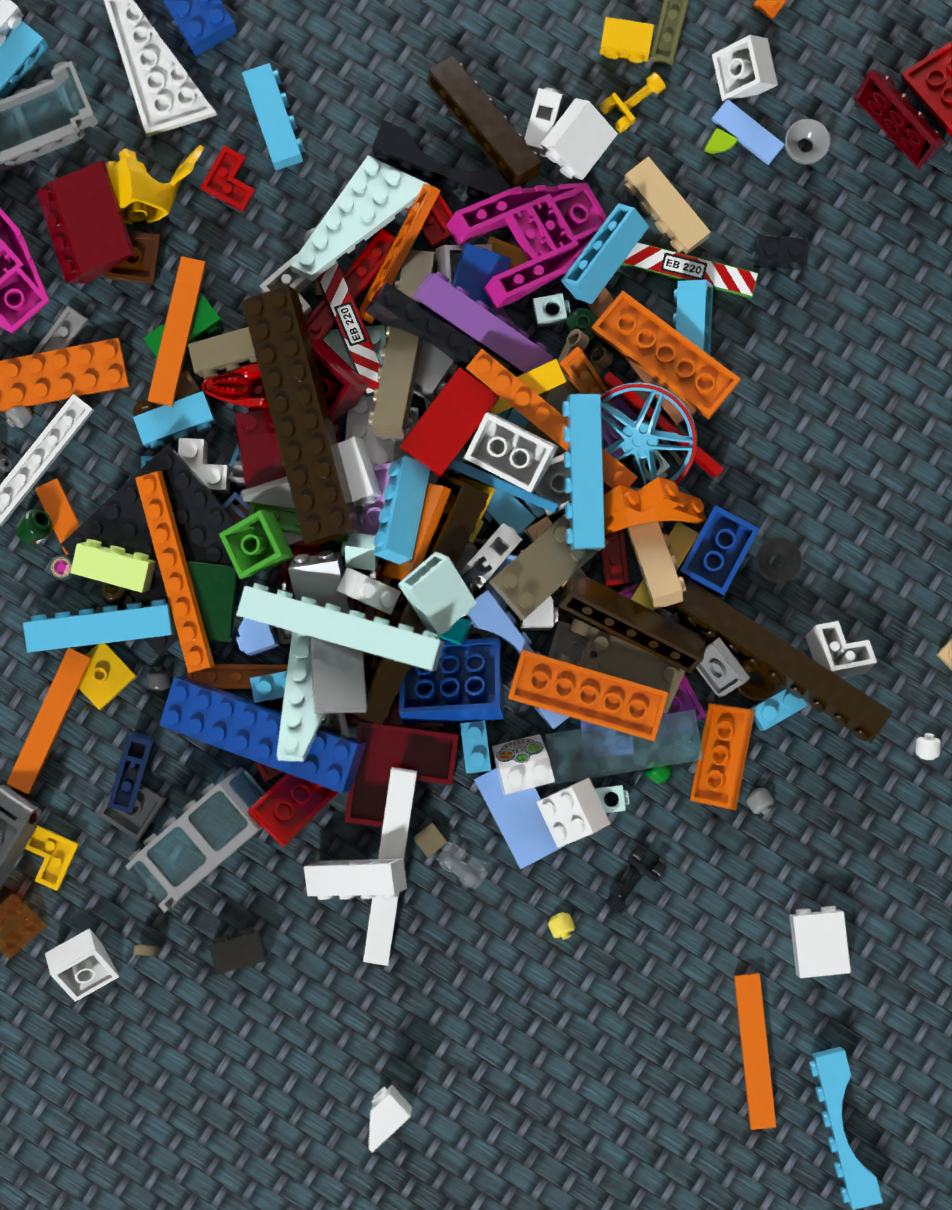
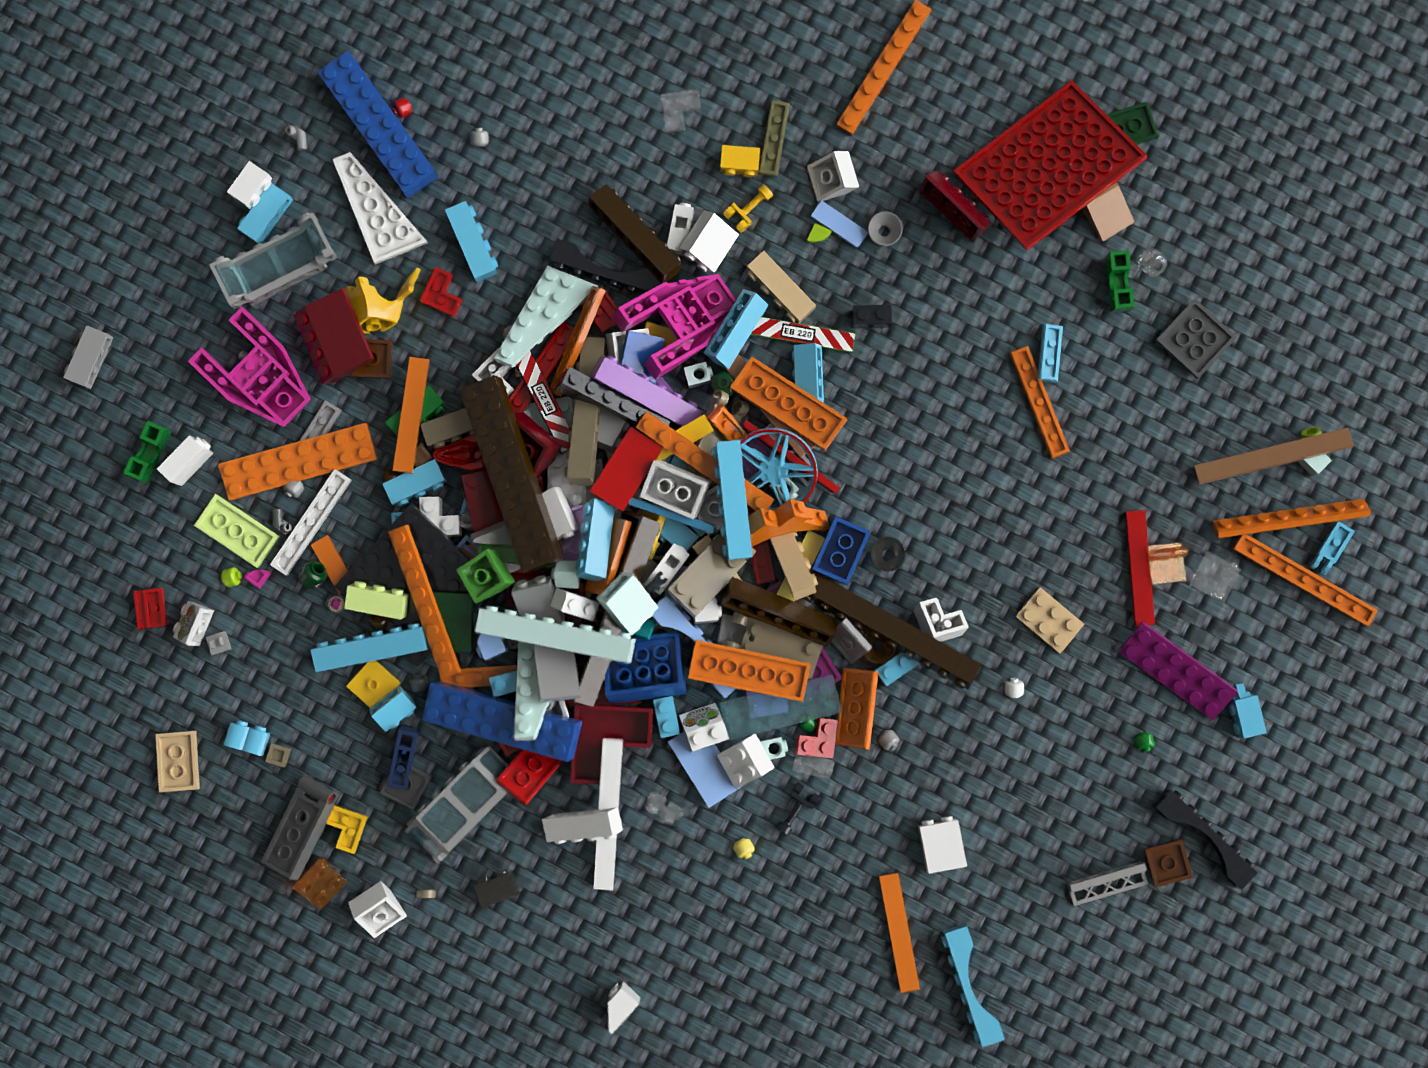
camera: 10 degrees left, 0 degrees up
(49, 720) = (336, 723): orange tile -> none
(123, 708) = (393, 708): none -> medium azure brick
(430, 839) = (637, 790): dark tan tile -> none
(660, 826) = (813, 766): none -> clear hinge
(672, 799) = (822, 743): none -> plate

